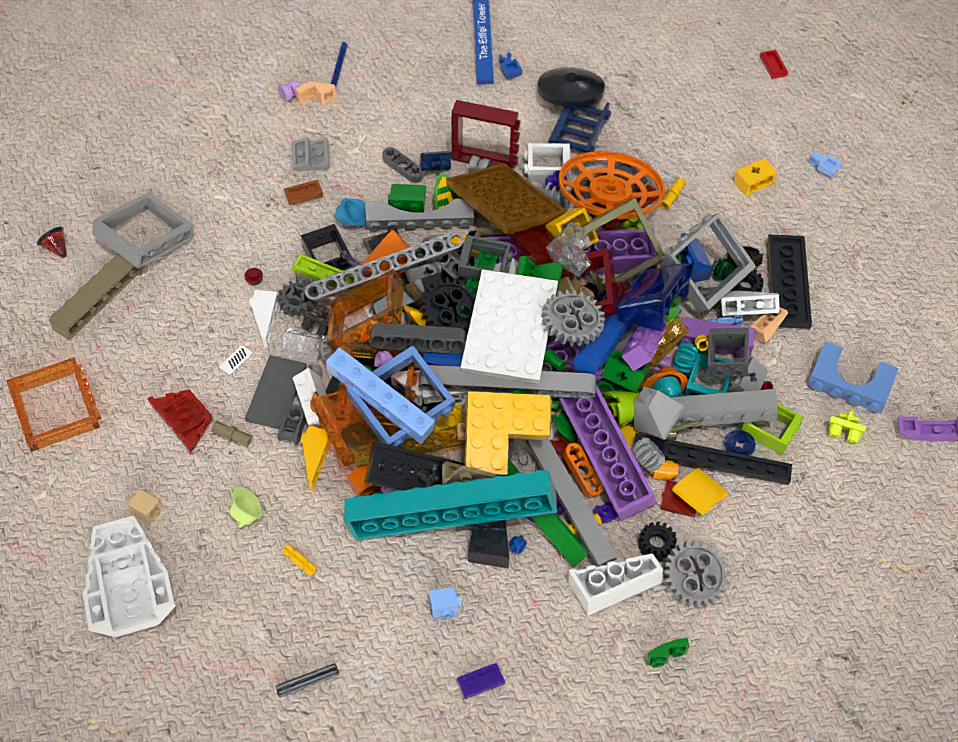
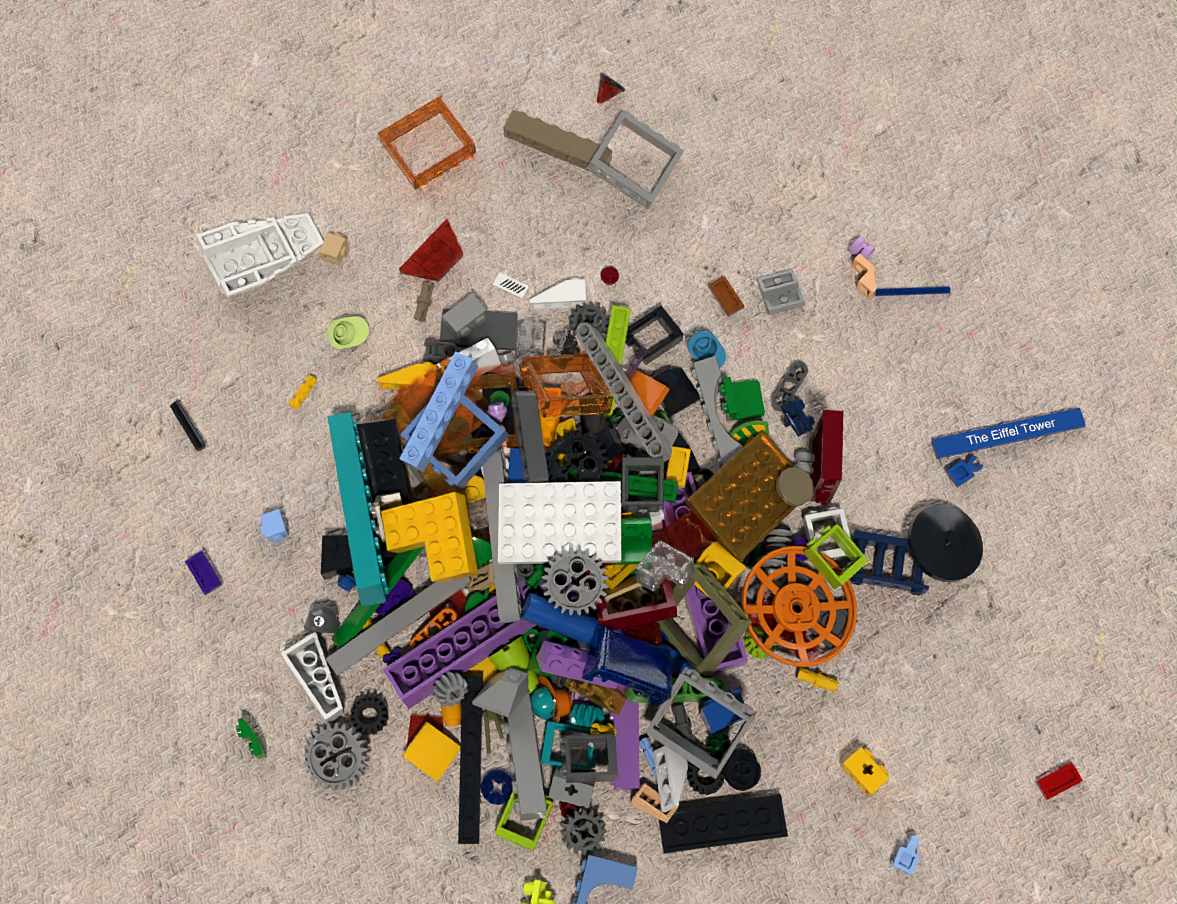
camera: 80 degrees right, 15 degrees up
(264, 392) = (465, 316): none -> light grey brick
(502, 169) = (794, 486): none -> dark tan tile
(555, 568) = (322, 620): none -> dark grey helmet
(579, 138) = (848, 547): none -> lime window
(787, 379) = (575, 827): none -> dark grey gear

